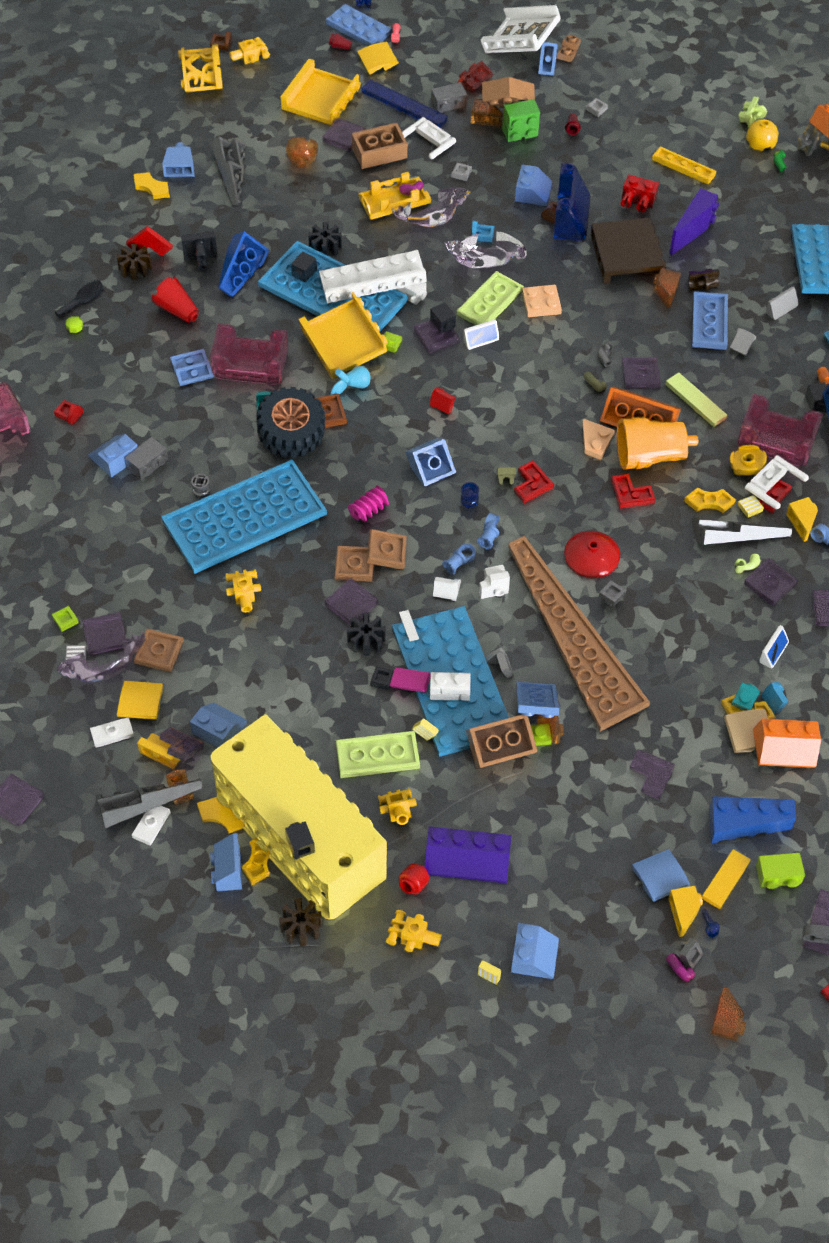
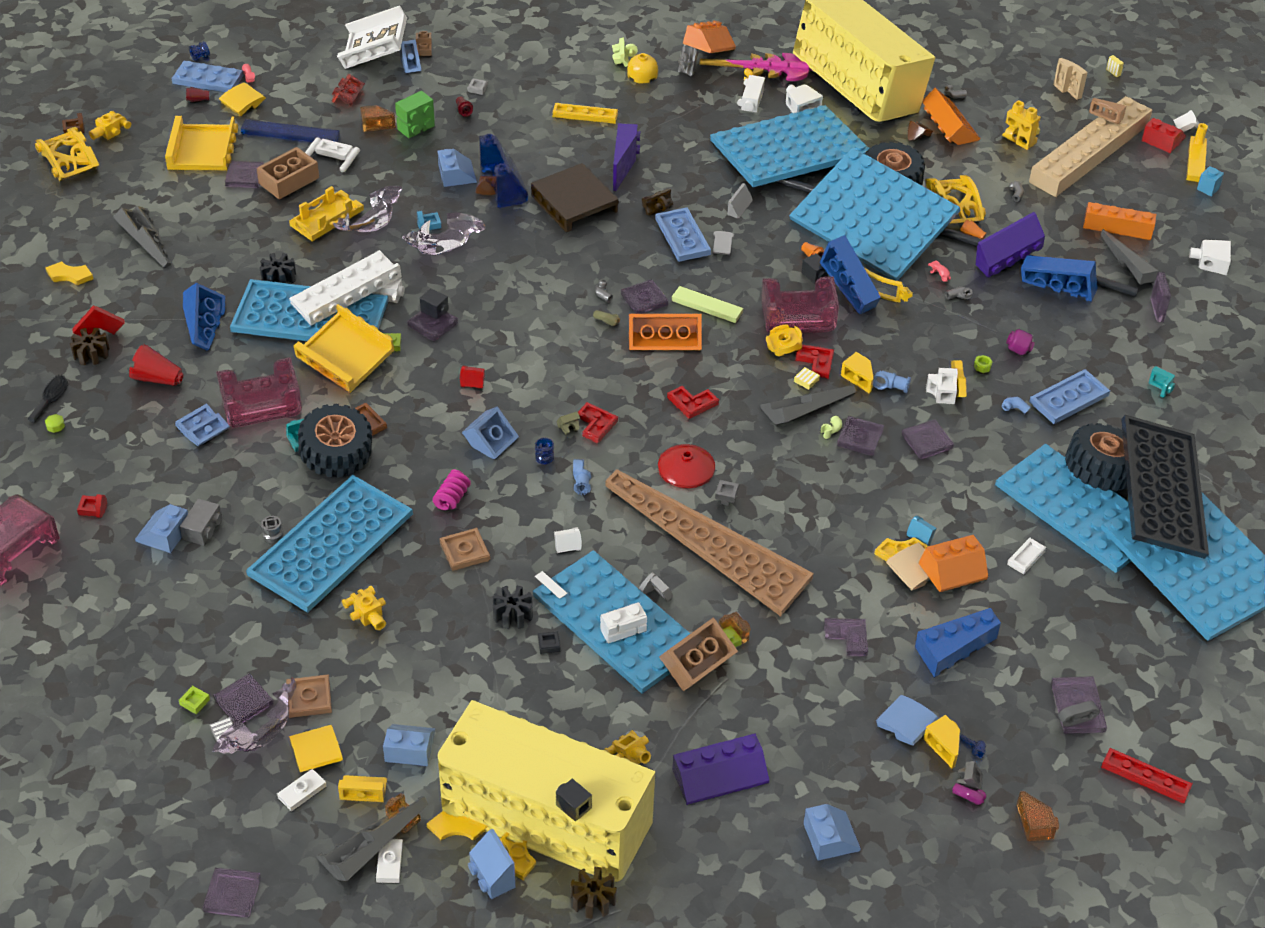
camera: 25 degrees left, 10 degrees down
(178, 161) = (89, 243): medium blue torso -> none
(182, 745) = (383, 772): tile -> none
(199, 247) = (154, 312): black plate -> none
(301, 151) = (212, 198): clear orange cylinder -> none
(304, 267) = (272, 298): black brick -> none
(351, 601) = (480, 584): clear purple tile -> none
(358, 378) = (378, 382): medium azure piece -> none
(377, 754) = (584, 710): yellowish green tile -> none
(386, 549) = (490, 525): medium nougat tile -> none
(407, 188) = (337, 203): magenta arm -> none
(410, 680) = (579, 632): dark pink tile -> none
(412, 932) = (707, 859): yellow piece -> none
(413, 879) = (682, 810): red head -> none
(425, 729) = (618, 671): light yellow tile -> none
(449, 97) = (332, 114): flat silver brick -> none
(458, 558) = (564, 510): medium blue connector -> none
(461, 171) = (379, 175): light grey tile -> none
(481, 334) = (477, 309): slope -> none
(489, 972) = (800, 866): light yellow tile -> none
(490, 299) = (468, 277): yellowish green tile -> none
(495, 582) = (611, 518): white brick -> none
(507, 91) = (391, 90): medium nougat brick -> none
(537, 699) = (713, 604): medium blue plate -> none
(541, 300) = (517, 263): light nougat plate -> none
(596, 438) = (634, 365): light nougat wing -> none
(639, 191) = (559, 145): red brick -> none
(650, 442) = (688, 351): light orange torso -> none
(667, 285) = (627, 216): clear orange slope -> none
(716, 500) = (761, 386): yellow tile -> none
(726, 879) = (966, 701): yellow tile -> none
(746, 697) = (896, 538): teal bracket -> none
(770, 476) = (811, 346): white plate -> none
(774, 648) = (896, 489): slope -> none
(778, 156) = (667, 83): green arm -> none
(780, 870) = (1009, 675): lime piece -> none

